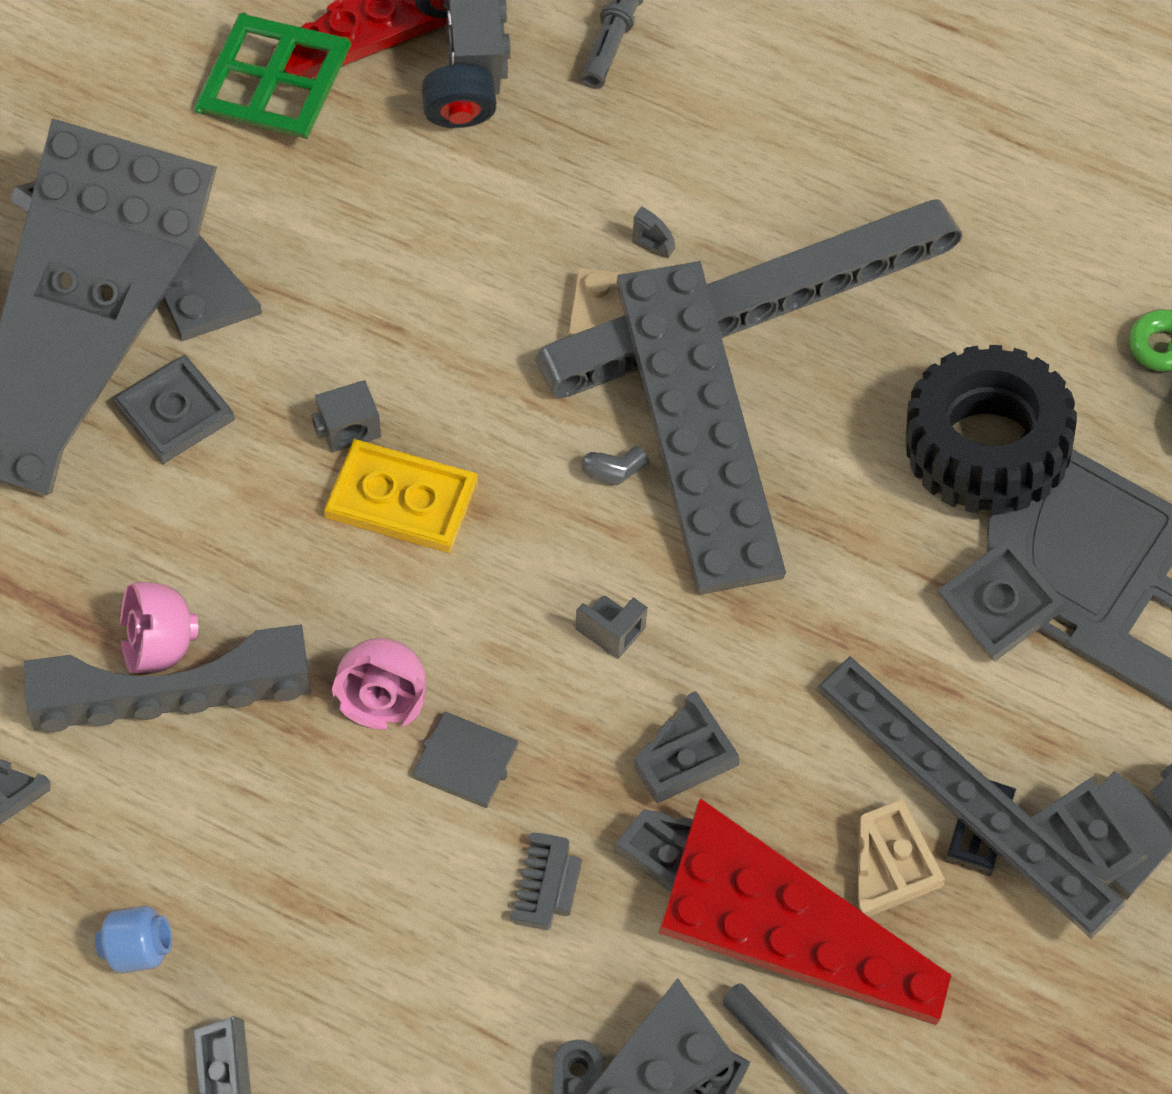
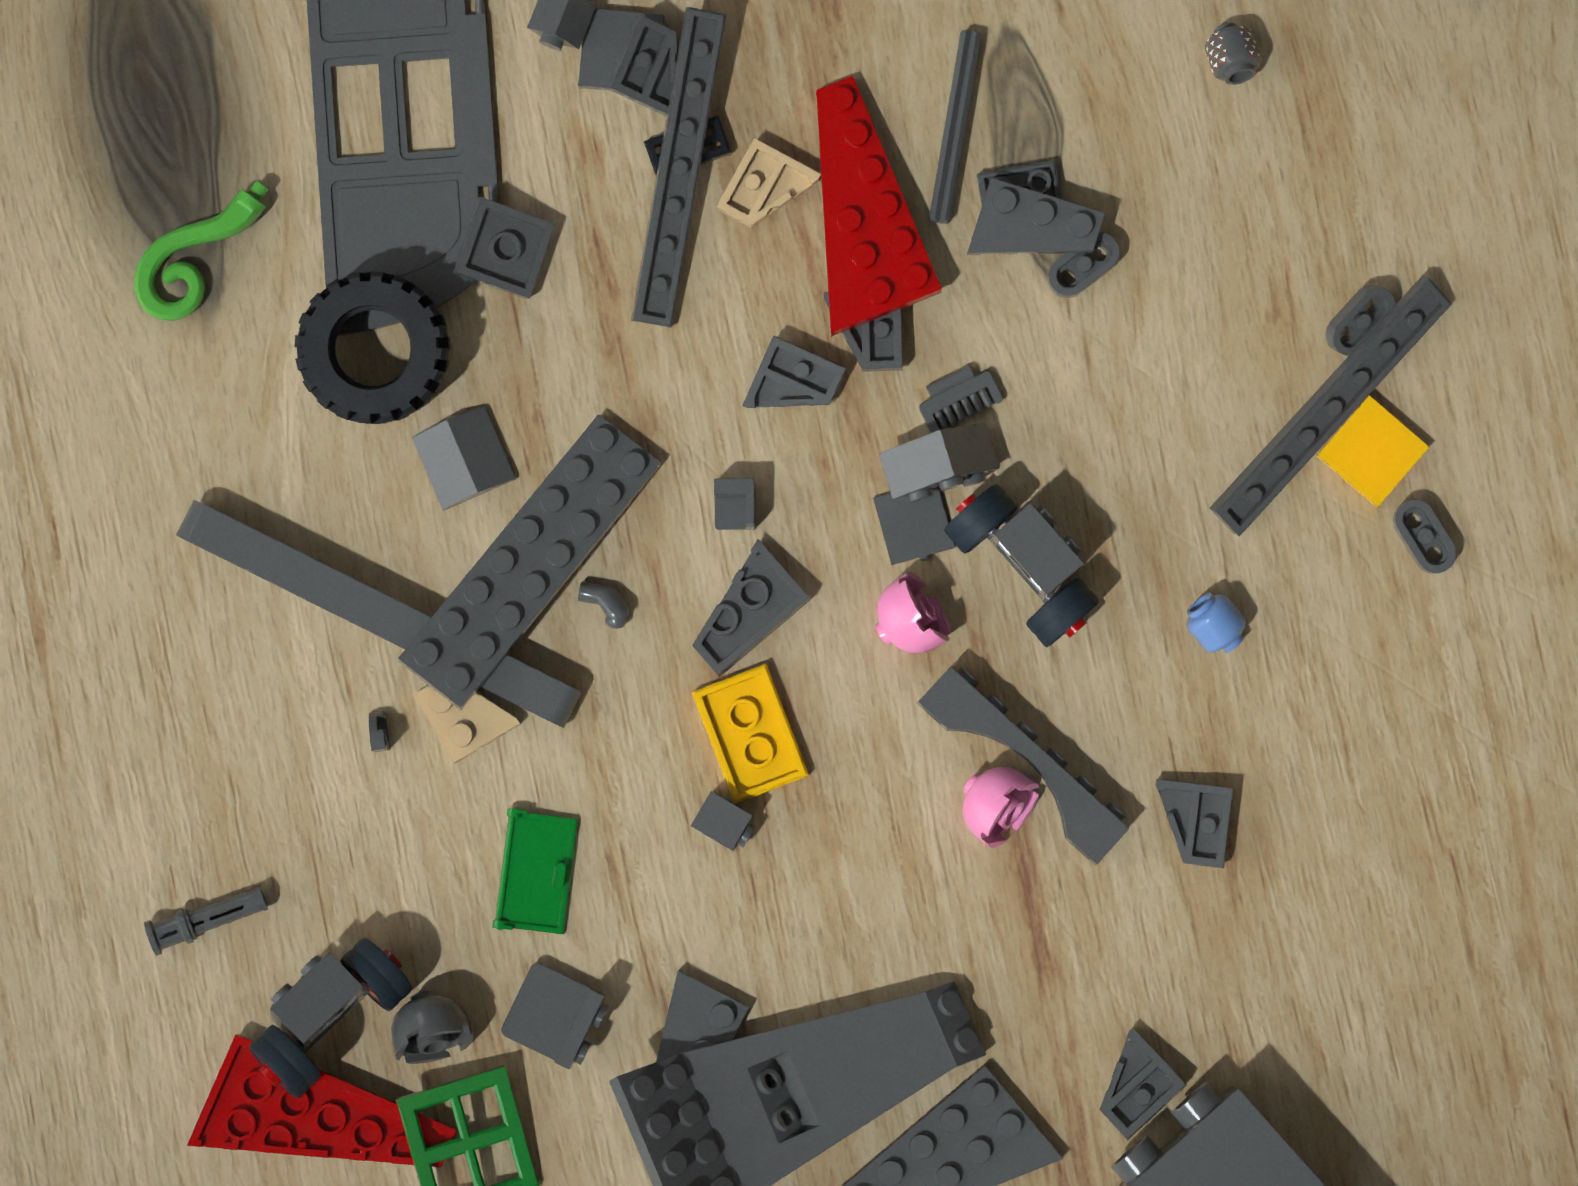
camera: 125 degrees left, 25 degrees up
(174, 409) = (812, 958): dark grey tile -> none
(308, 199) = (554, 1015): none -> dark grey bracket
(340, 817) = (1034, 553): none -> brick
(386, 107) = (429, 1027): none -> dark grey cylinder
(427, 256) = (531, 882): none -> green door
(496, 806) = (939, 459): none -> brick
(505, 567) = (750, 611): none -> dark grey wing
(833, 452) = (463, 457): none -> dark grey slope

